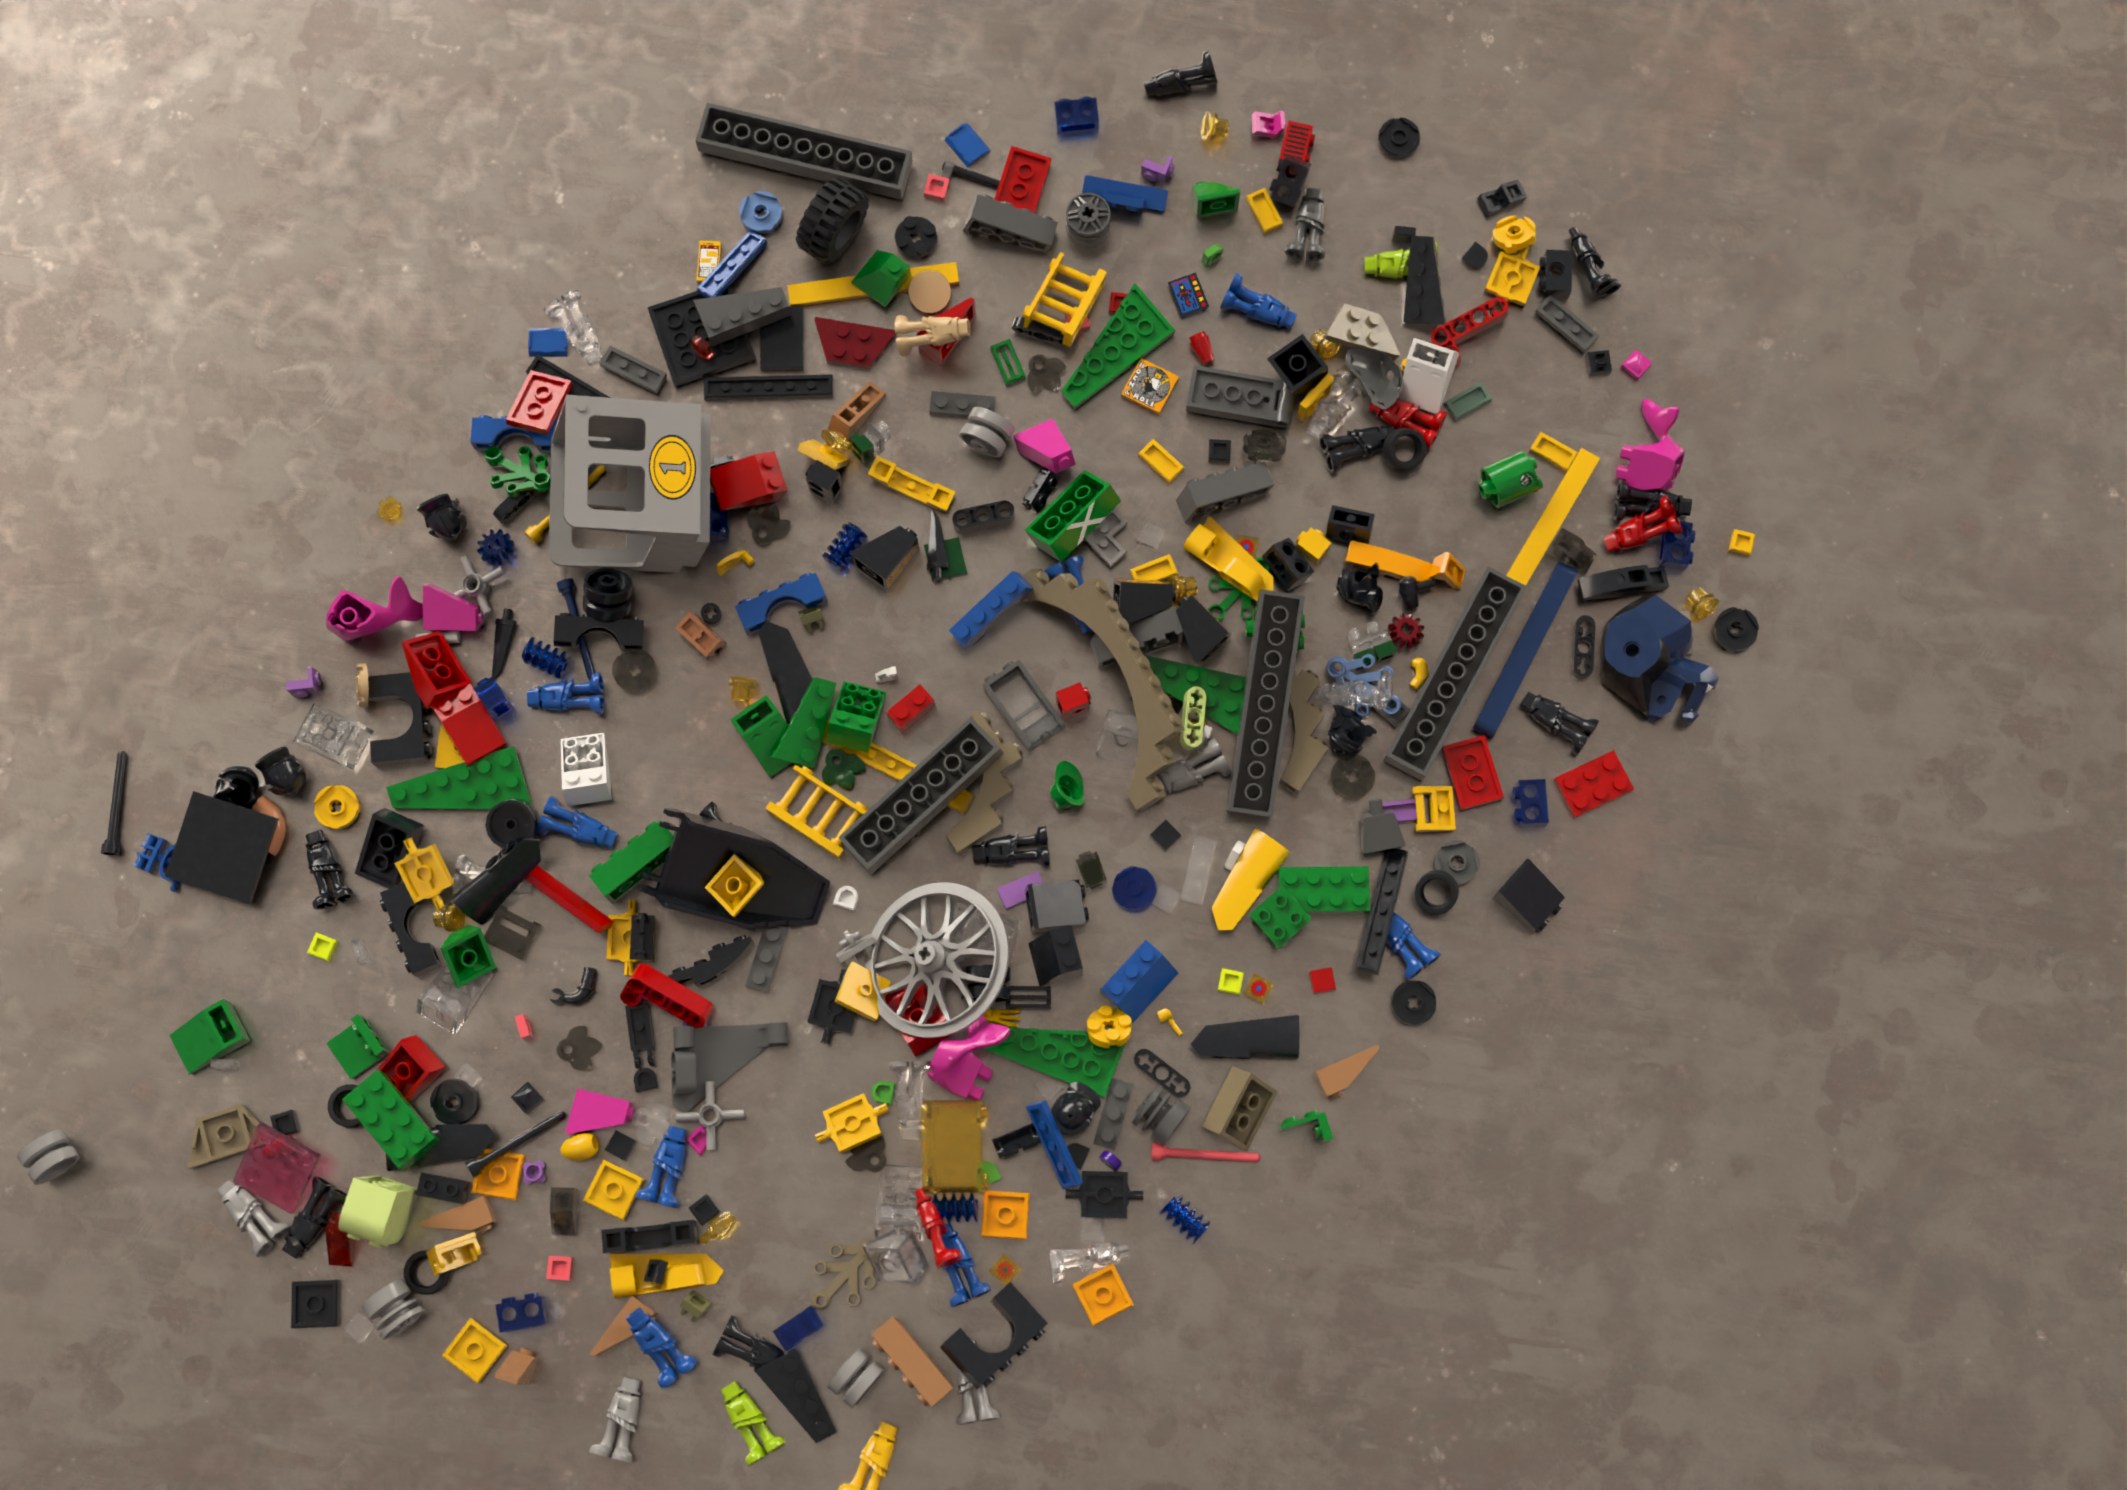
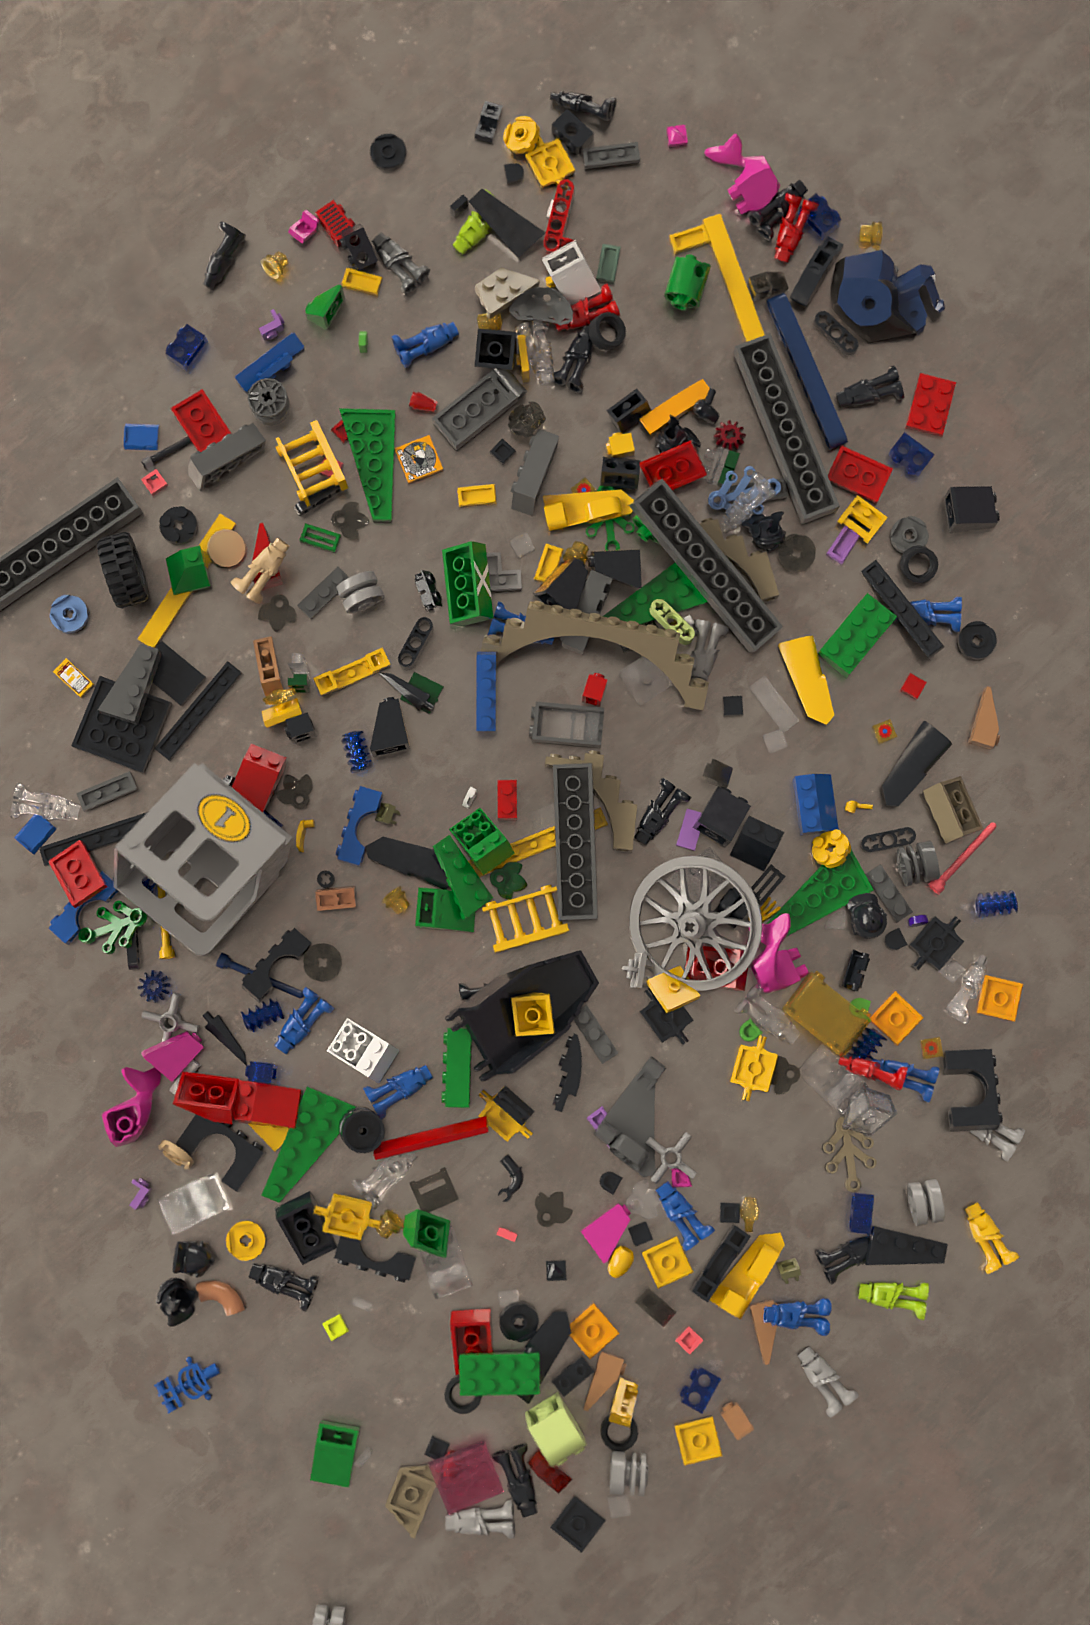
camera: 50 degrees left, 5 degrees up
(110, 845) = (140, 1416): black piece -> none
(222, 847) = (210, 1341): black tile -> none
(357, 1047) = (426, 1358): green bracket -> none
(389, 503) = (57, 1038): clear yellow plant -> none
(443, 516) = (104, 1004): black helmet -> none
(477, 1165) = (576, 1340): black piece -> none
(498, 880) = (393, 1164): black panel -> none
(529, 1168) = (611, 1311): medium lavender plate -> none
(607, 594) = (256, 937): black wheel -> none
(640, 1032) = (575, 1158): black hinge -> none
(655, 1271) = (746, 1277): black tile -> none
(666, 994) = (567, 1120): red beam -> none
(701, 347) = (133, 732): clear red tile -> none
(732, 265) = (91, 664): tile -> none
(846, 898) = (599, 948): white tile -> none
(851, 342) = (216, 629): dark red wing -> none
(908, 382) = (277, 615): none -> clear smoke plate
(912, 1361) = (945, 1156): medium nougat brick -> none
(1045, 446) = (404, 561): dark pink slope -> none
(1054, 1144) = (879, 948): blue tile -> none
(1067, 787) = (648, 742): green piece -> none
(1134, 888) = (752, 755): clear blue tile -> none
(1188, 295) = (377, 380): piece -> none
(1230, 981) = (864, 745): neon yellow tile -> none
(1234, 855) = (785, 672): white tile -> none
(1280, 916) = (853, 677): green bracket -> none
(1320, 1130) = (1010, 768): green bracket -> none
(1332, 605) = (674, 466): none -> red plate
(1380, 829) = (847, 565): dark grey torso -> none
(1422, 674) = (766, 450): yellow arm -> none
(1448, 568) = (711, 374): light orange slope -> none
(1599, 362) = (654, 158): black tile -> none
(1738, 617) = (902, 237): black plate -> none
(1741, 542) = (852, 174): yellow tile -> none

